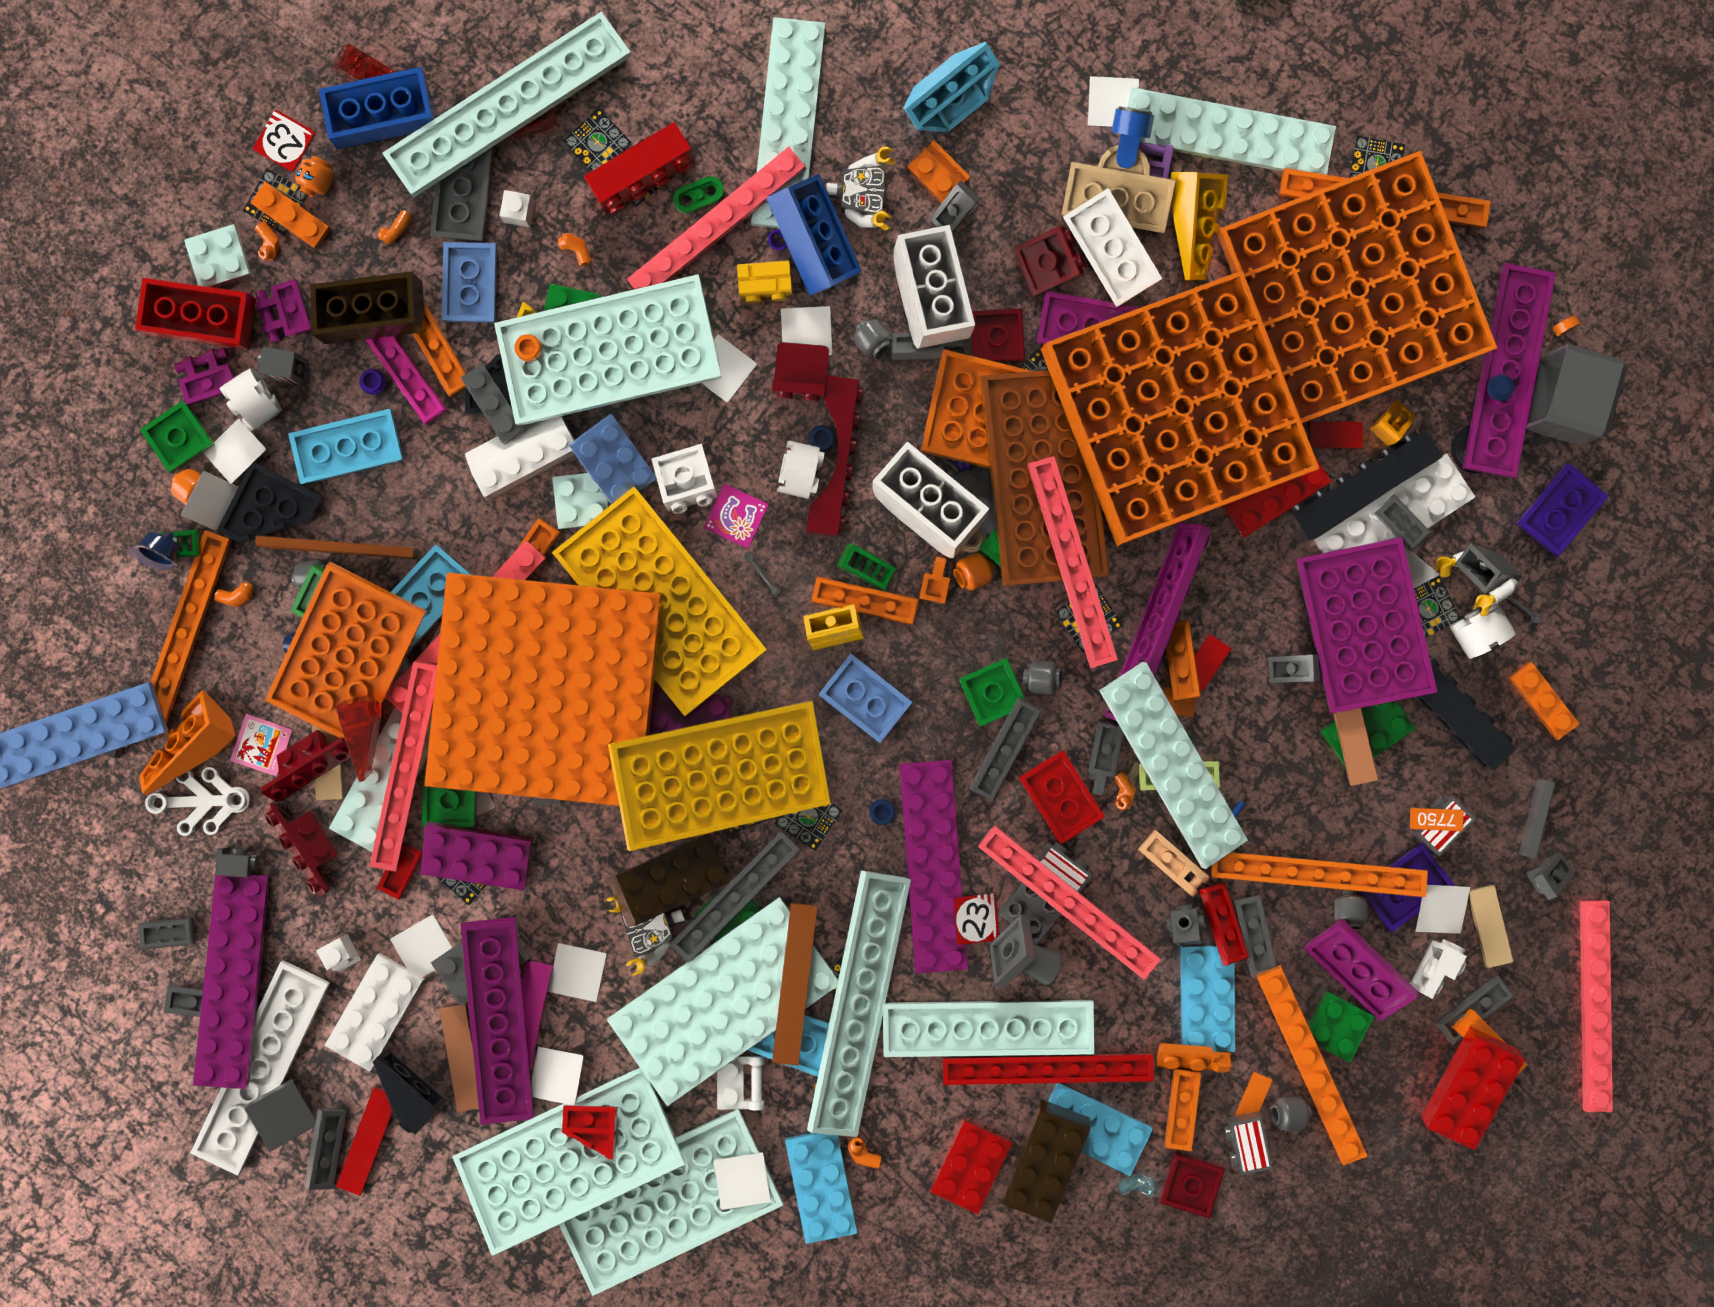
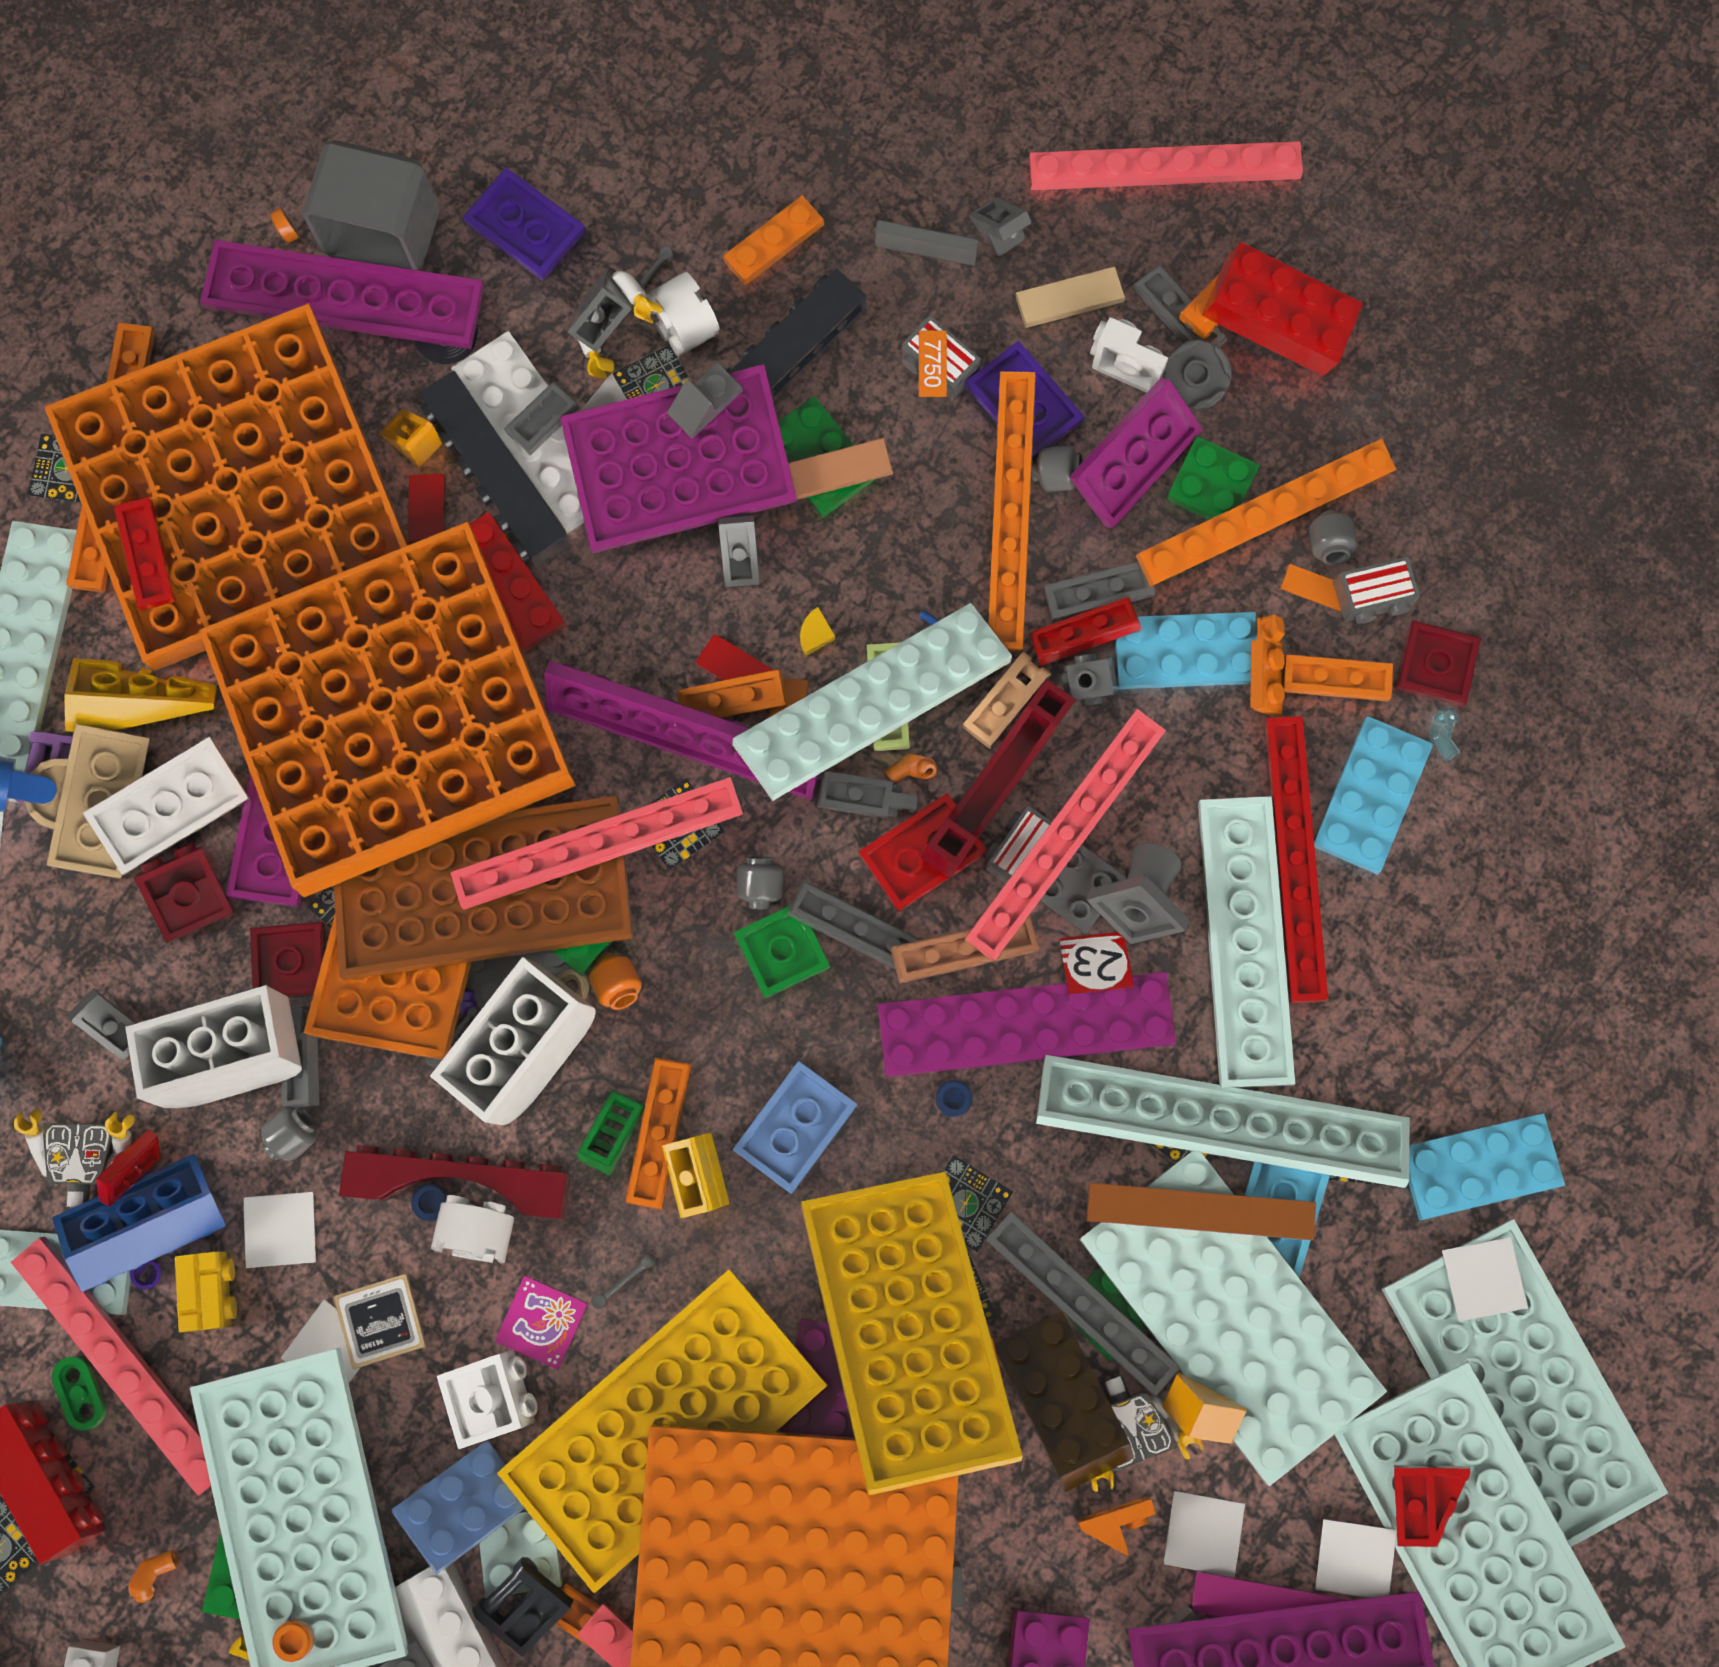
camera: 90 degrees left, 10 degrees down
(539, 508) = (532, 1614): none -> black plate
(585, 905) = (1106, 1523): none -> orange slope
(658, 976) = (1202, 1411): none -> light orange slope
(731, 1084) = (1348, 1300): white plate -> none
(740, 403) = (380, 1321): none -> tile
(800, 371) = (334, 1235): dark red bracket -> none
(851, 226) = (128, 1168): none -> red plate
(860, 1154) = (1434, 1111): orange arm -> none
(935, 585) = (635, 1035): orange plate -> none
(937, 171) = (56, 1052): orange plate -> none
(971, 1166) = (1438, 959): red plate -> none
(986, 815) = (953, 953): none -> nougat tile
(1045, 1160) = (1422, 855): dark brown brick -> none
(1113, 854) = (998, 779): none -> dark red arch
(1230, 723) = (815, 632): none -> yellow tile
(1302, 229) = (144, 553): none -> red plate
(1410, 646) = (704, 400): none -> dark grey slope
(1424, 1020) = (1198, 373): none -> dark grey tile
(1443, 909) = (1051, 354): white sticker -> none
(1500, 387) = (363, 301): dark blue plate -> none

